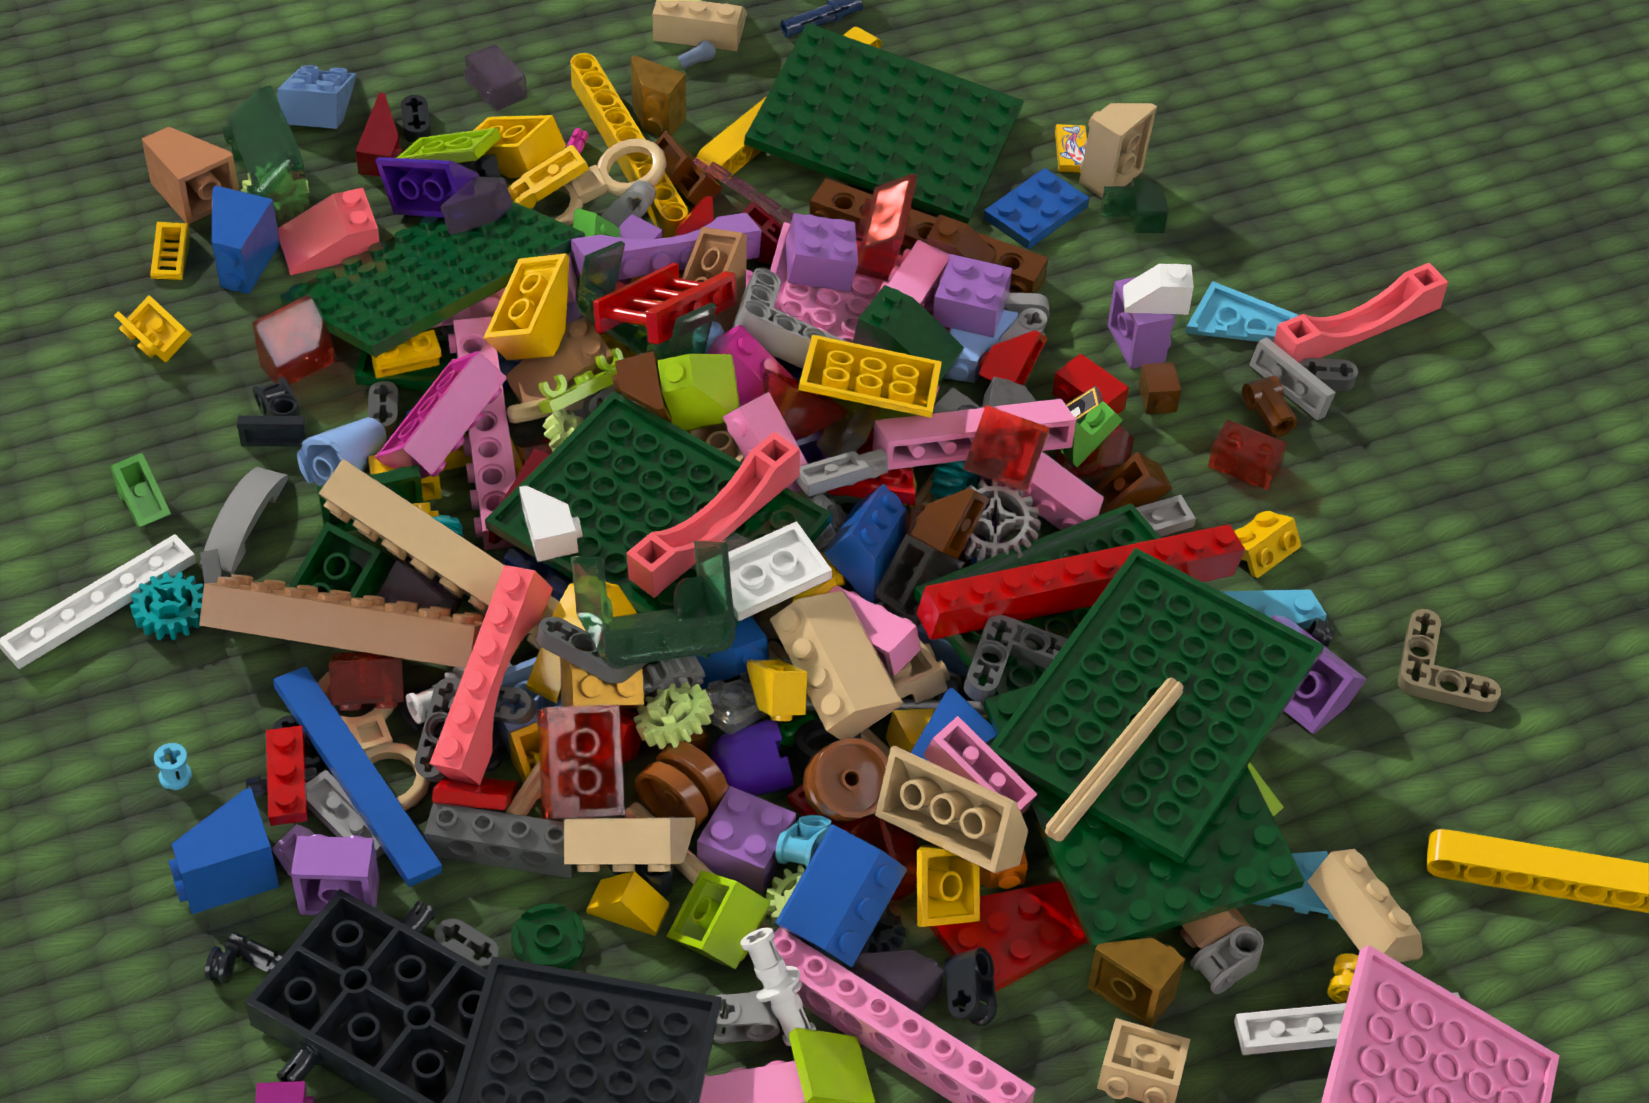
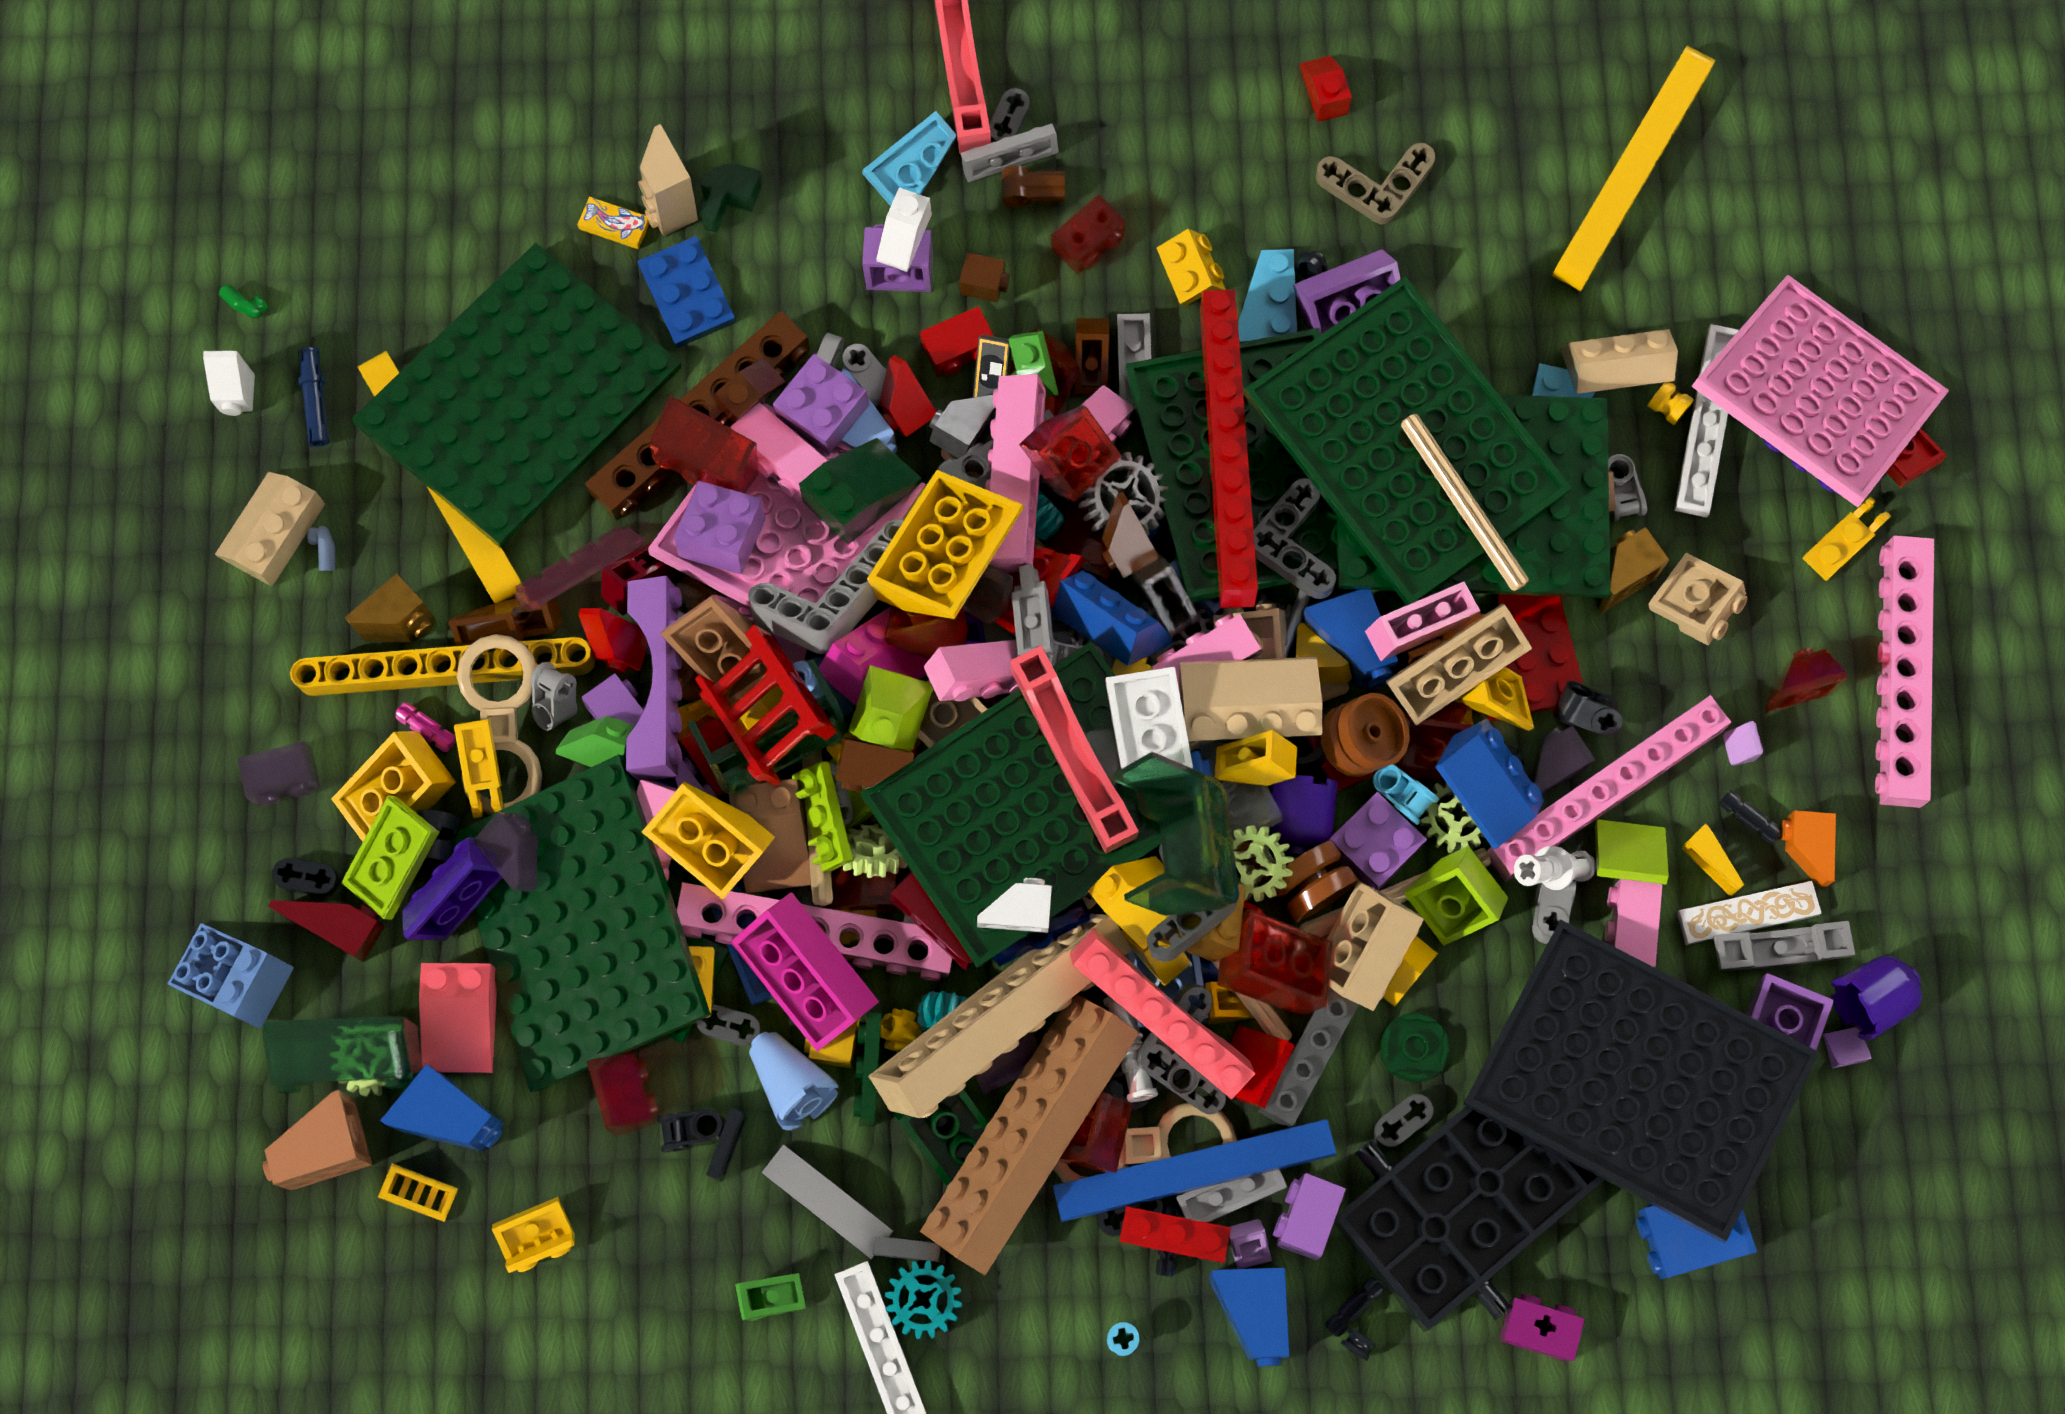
camera: 65 degrees left, 25 degrees up
(1505, 596) = (1326, 88): none -> red slope

